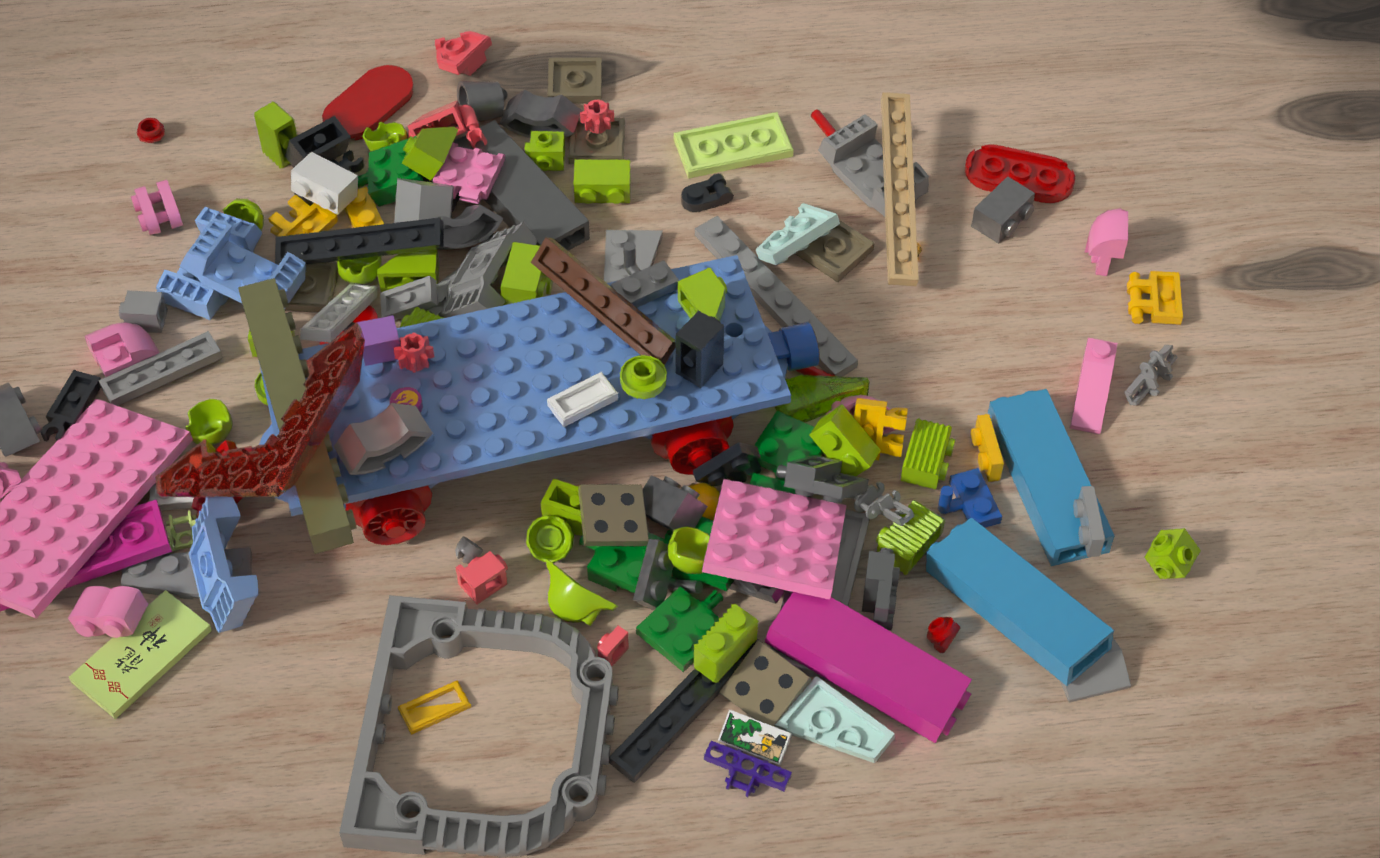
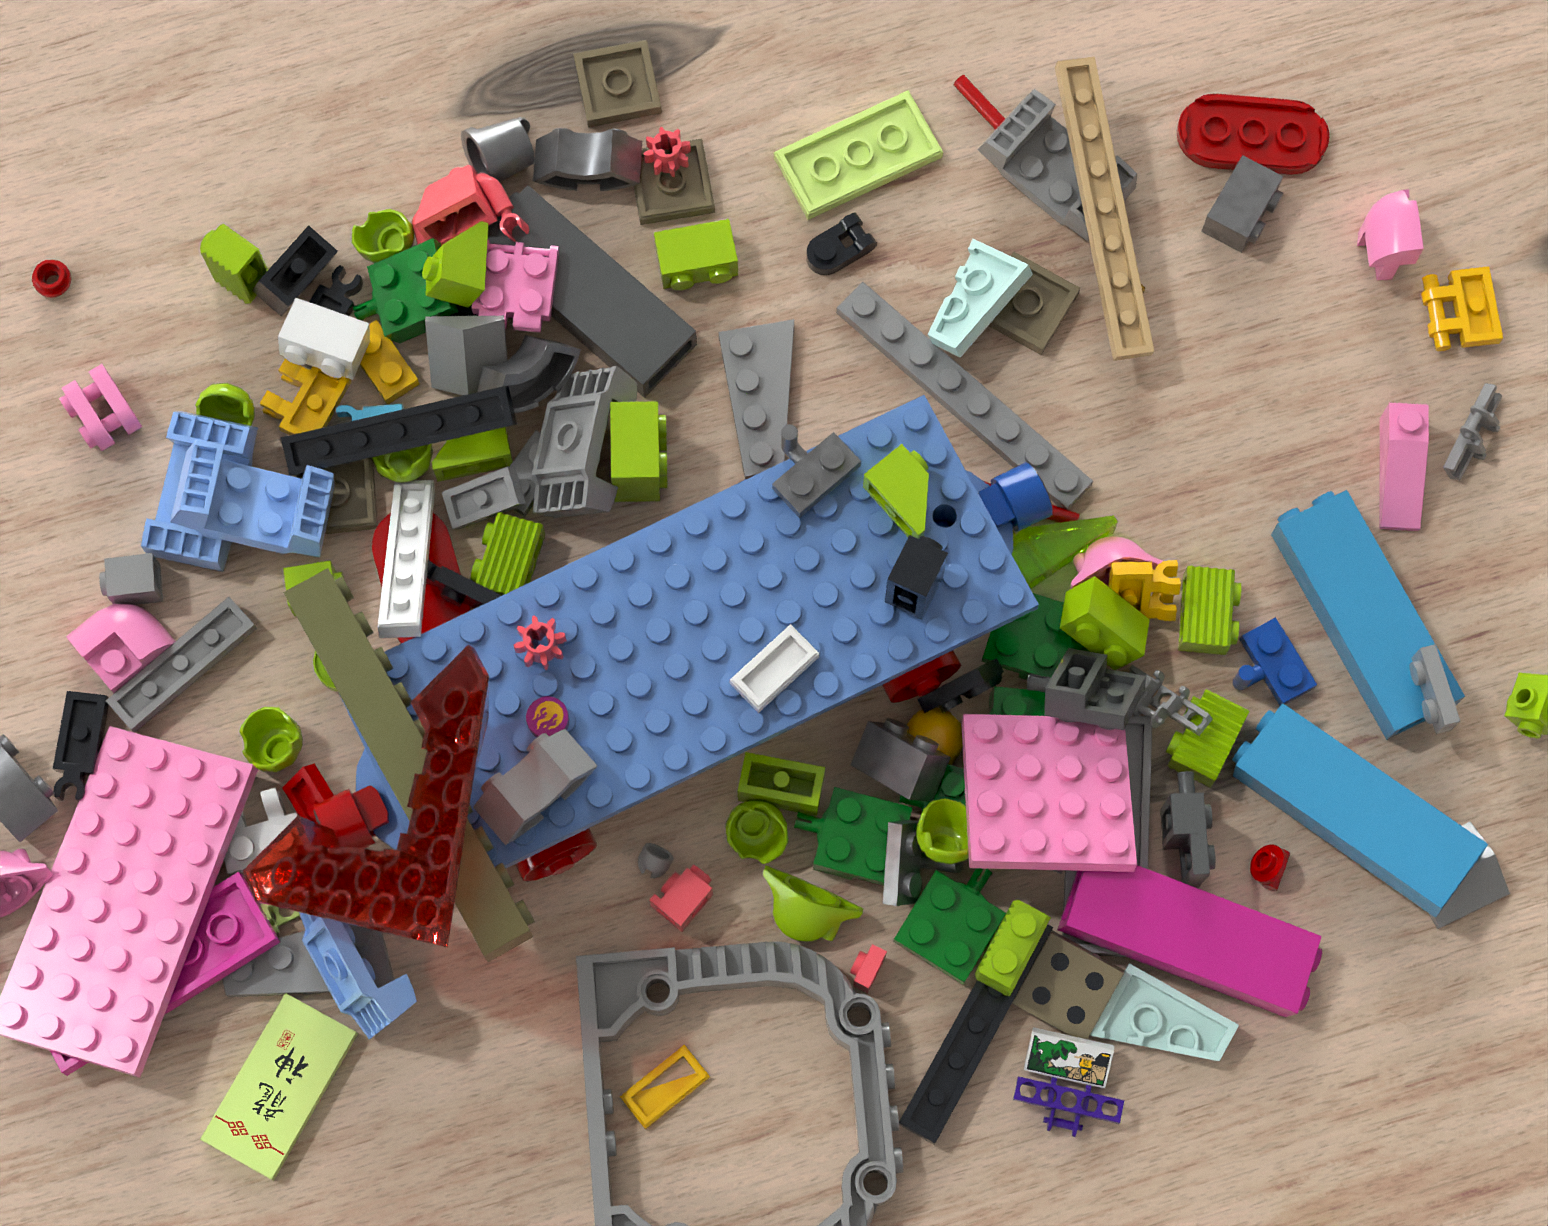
camera: 10 degrees left, 20 degrees up
(108, 611) = (224, 1043): bright pink brick -> none
(371, 99) = (341, 172): red tile -> none
(380, 340) = (488, 631): medium lavender brick -> none
(462, 53) = (449, 66): coral plate -> none
(547, 150) = (609, 219): lime brick -> none
(603, 301) = (770, 516): reddish brown plate -> none
(613, 515) = (834, 794): dark tan tile -> none
(643, 377) = (848, 626): lime plate -> none
(990, 457) = (1288, 599): yellow plate -> none

